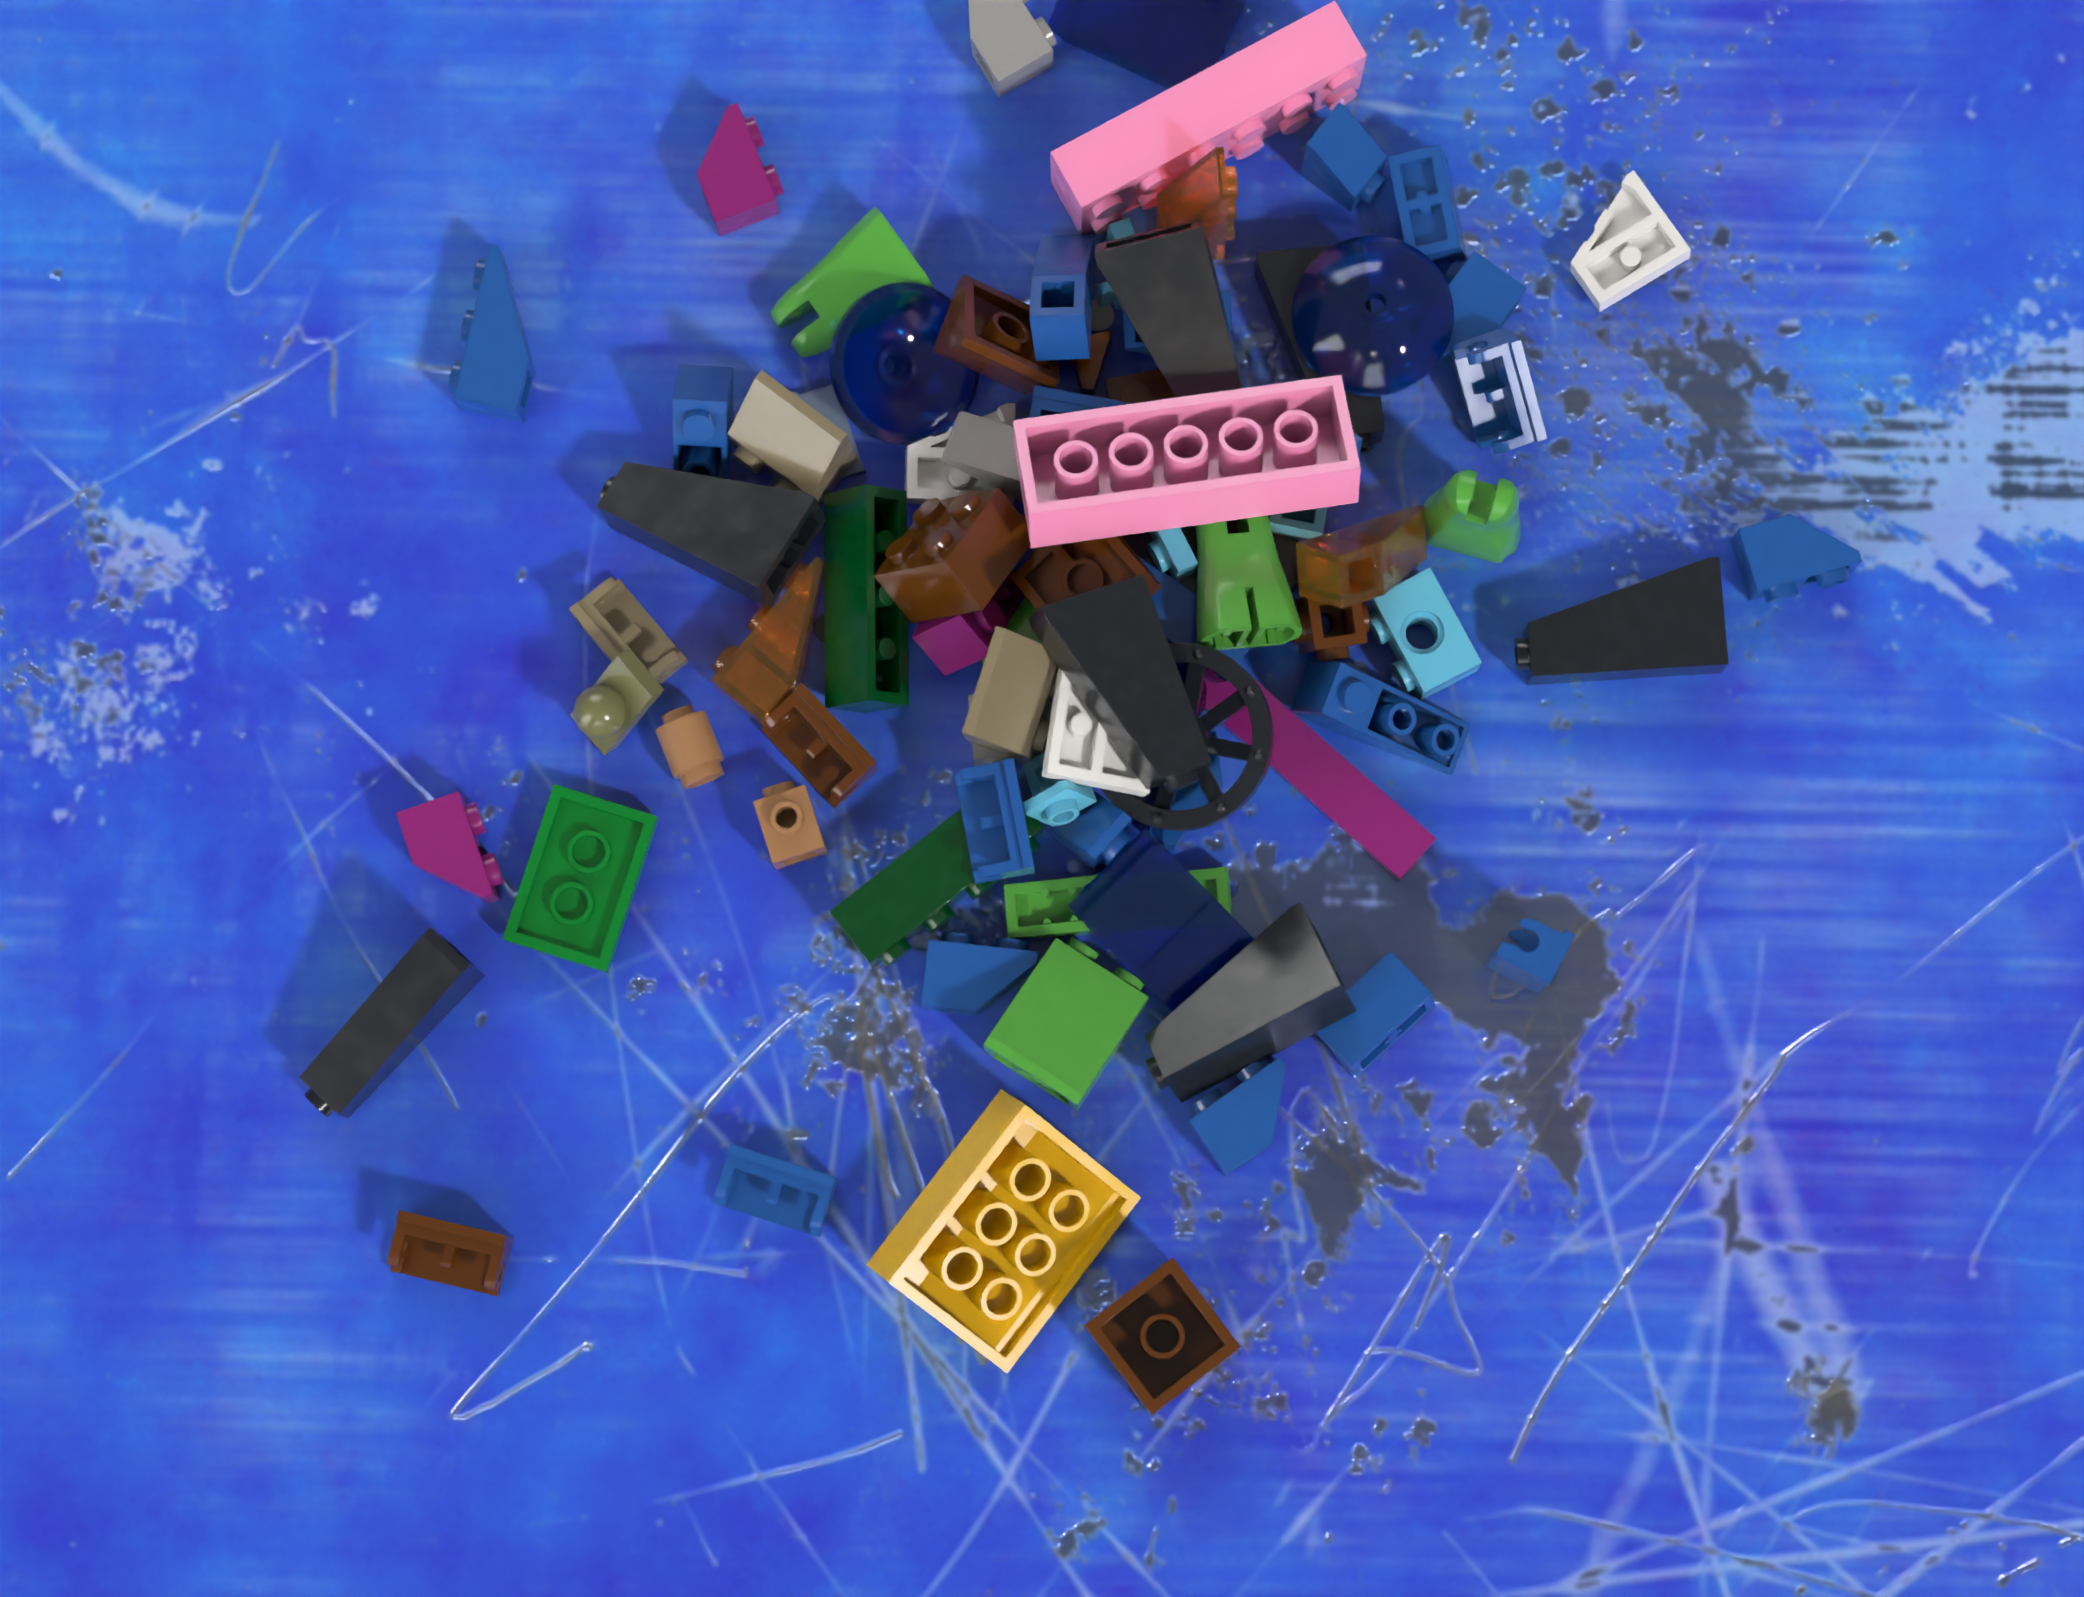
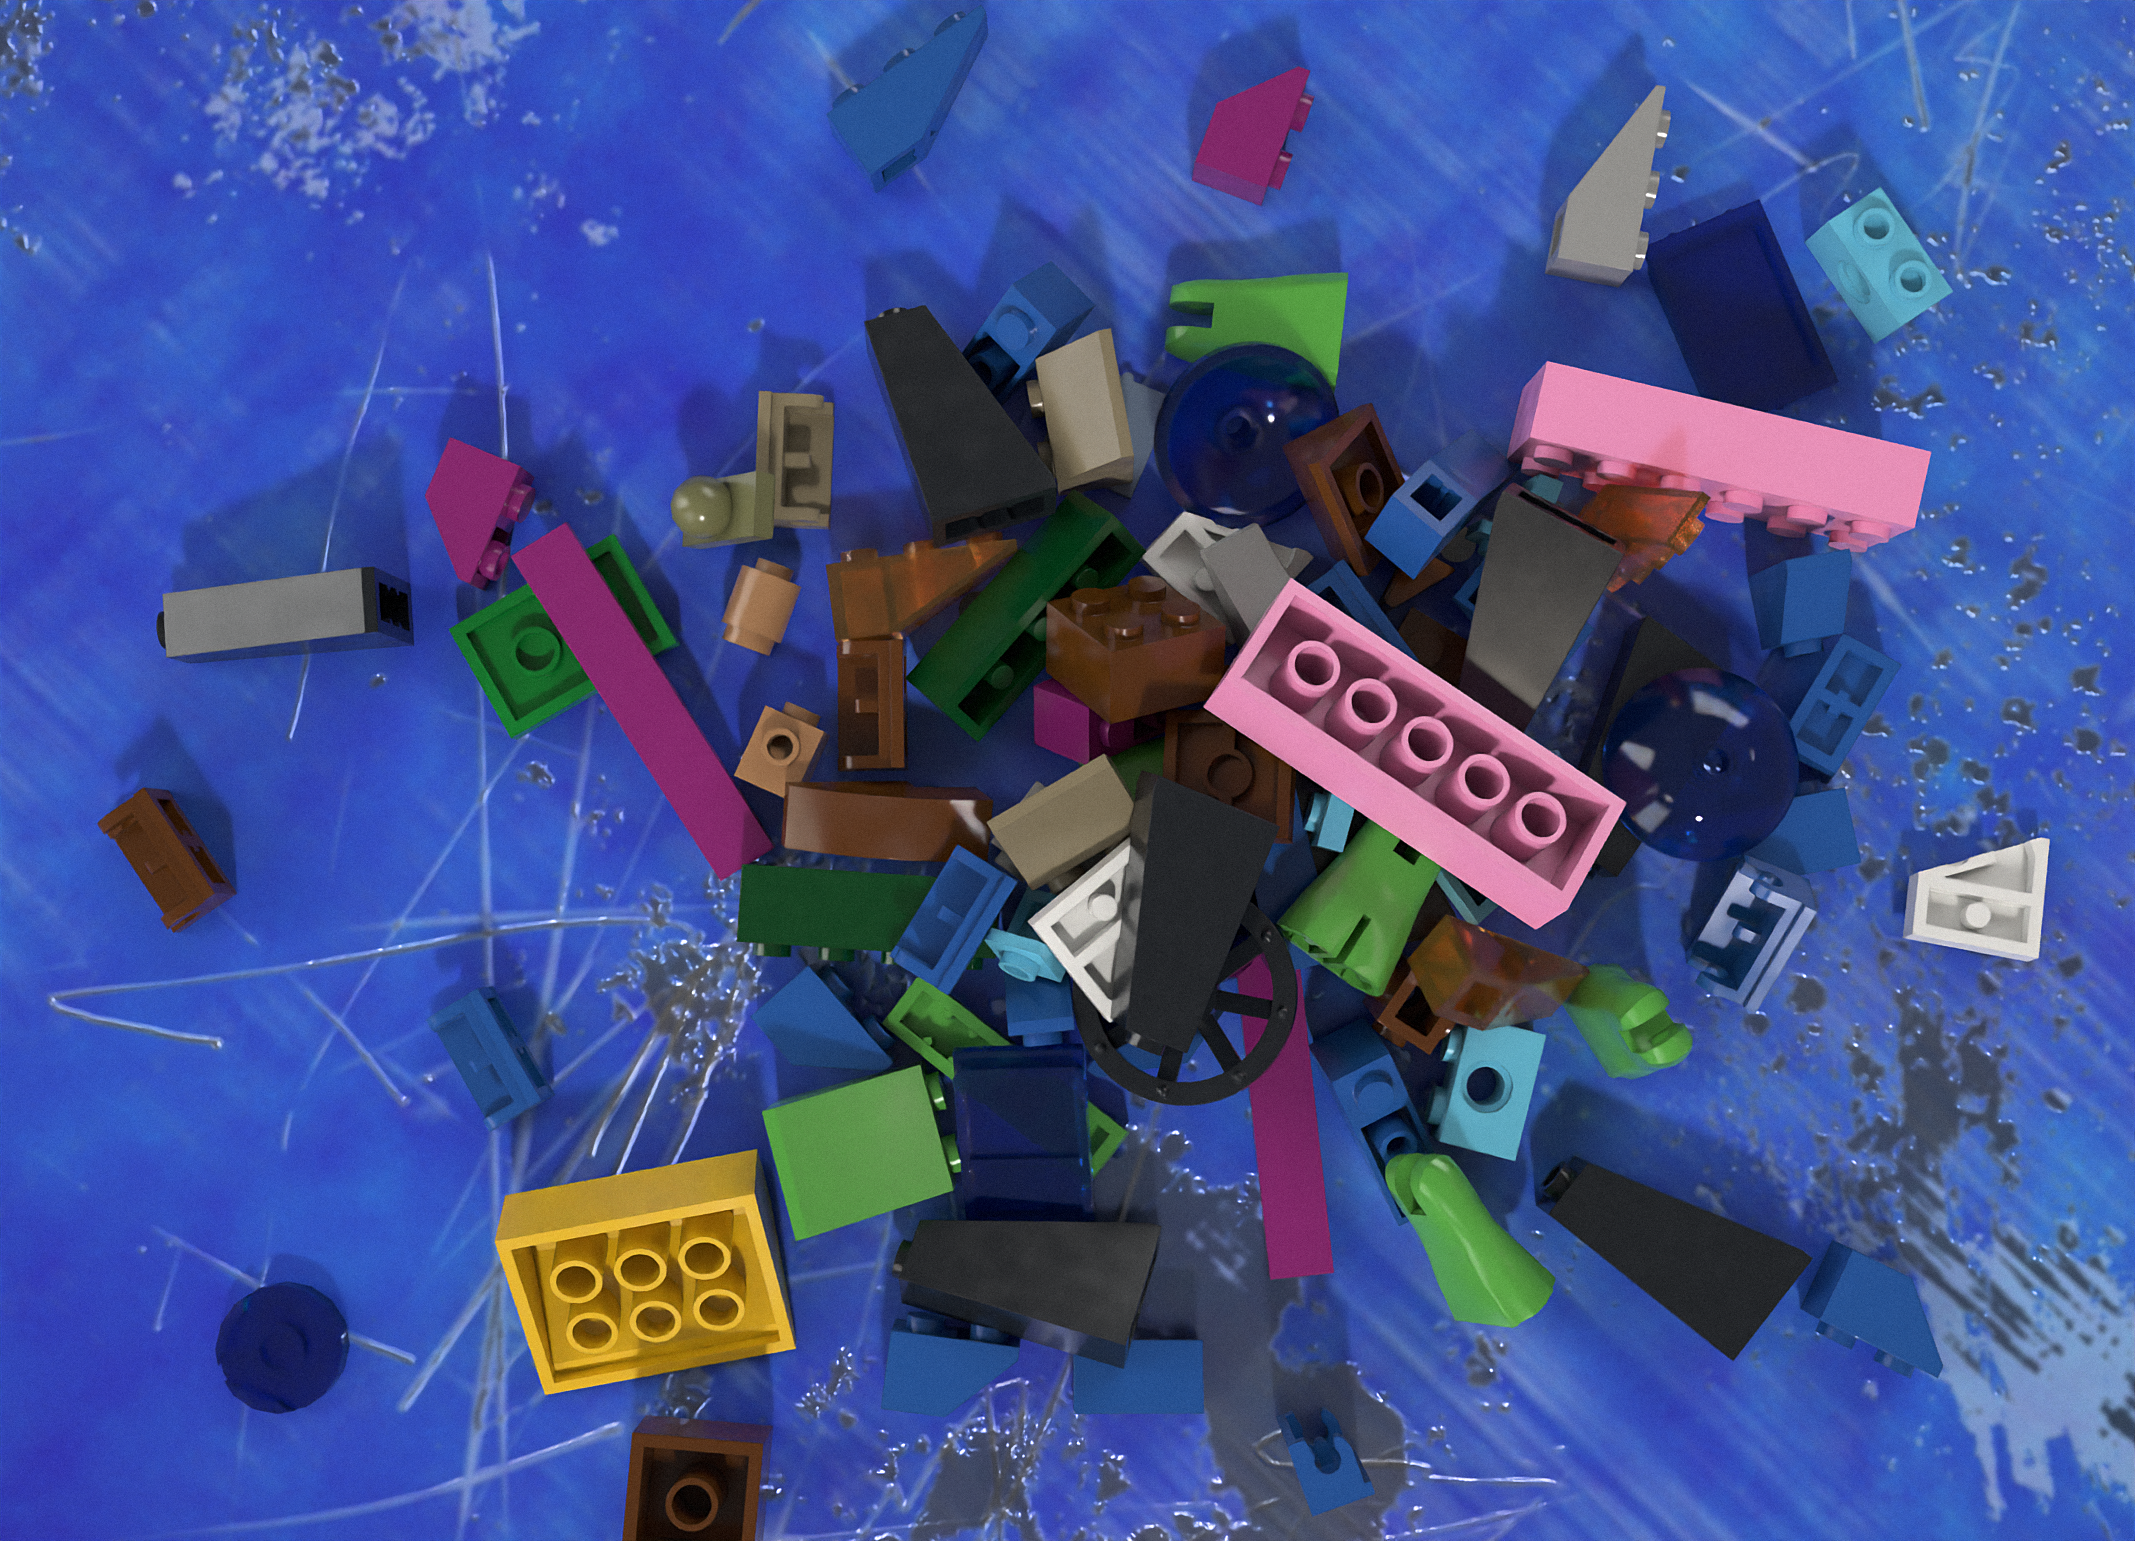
camera: 40 degrees right, 5 degrees up
(672, 870) = (643, 700): none -> magenta tile
(809, 1497) = (282, 1347): none -> clear blue tile
(893, 806) = (885, 820): none -> reddish brown slope
(1508, 743) = (1474, 1260): none -> bright green piece

